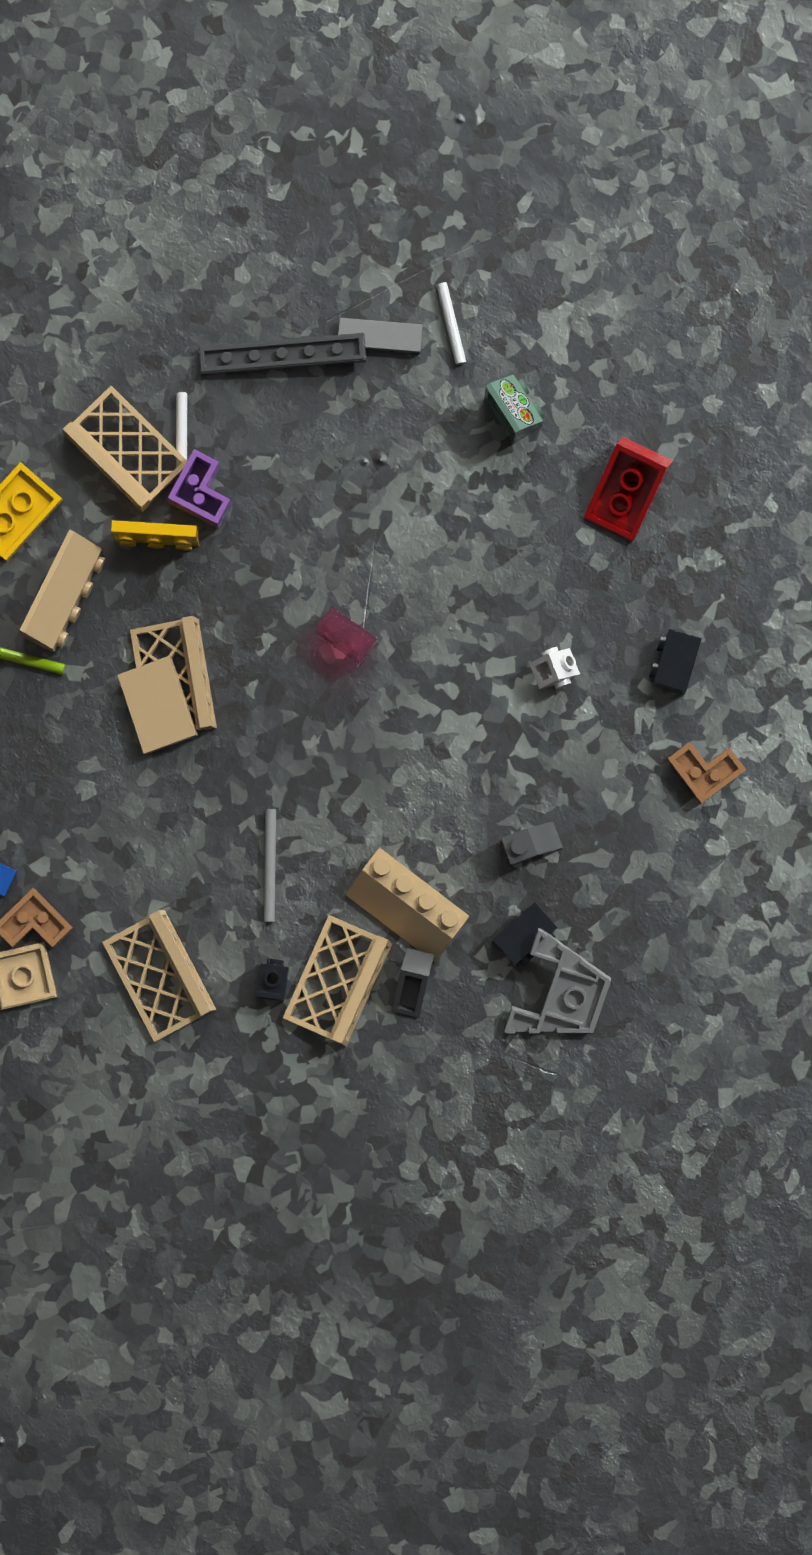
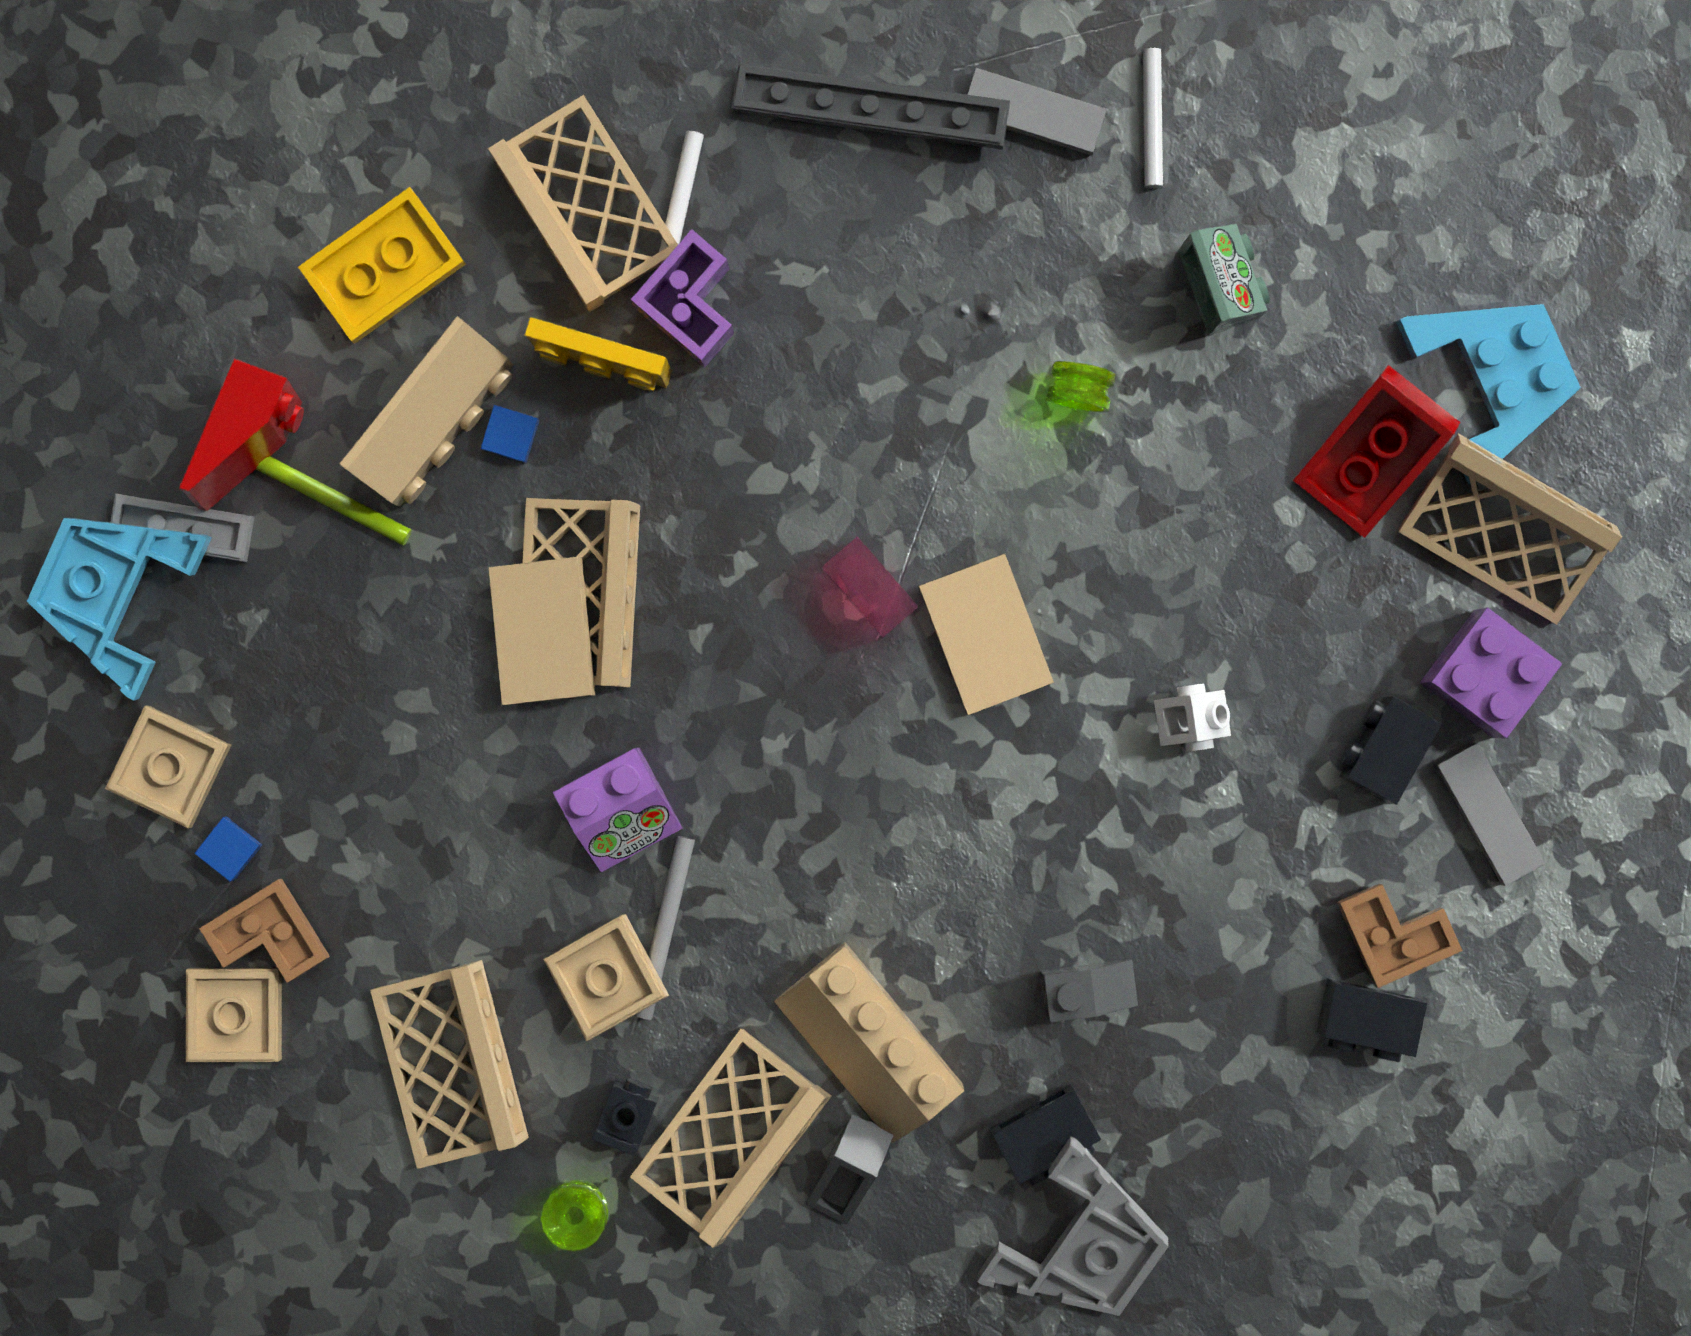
camera: 15 degrees right, 5 degrees up
(111, 594) = (510, 434): none -> blue tile
(226, 800) = (618, 809): none -> medium lavender slope
(241, 902) = (606, 977): none -> tan tile
(252, 1035) = (556, 1219): none -> clear neon green wheel
(422, 648) = (986, 634): none -> tan tile
(444, 490) = (1081, 386): none -> clear neon green wheel
(699, 421) = (1512, 361): none -> medium azure wing
(702, 822) = (1371, 1019): none -> black brick
(724, 603) = (1490, 673): none -> medium lavender brick
(725, 494) = (1528, 494): none -> tan fence
(745, 687) = (1489, 814): none -> light grey tile

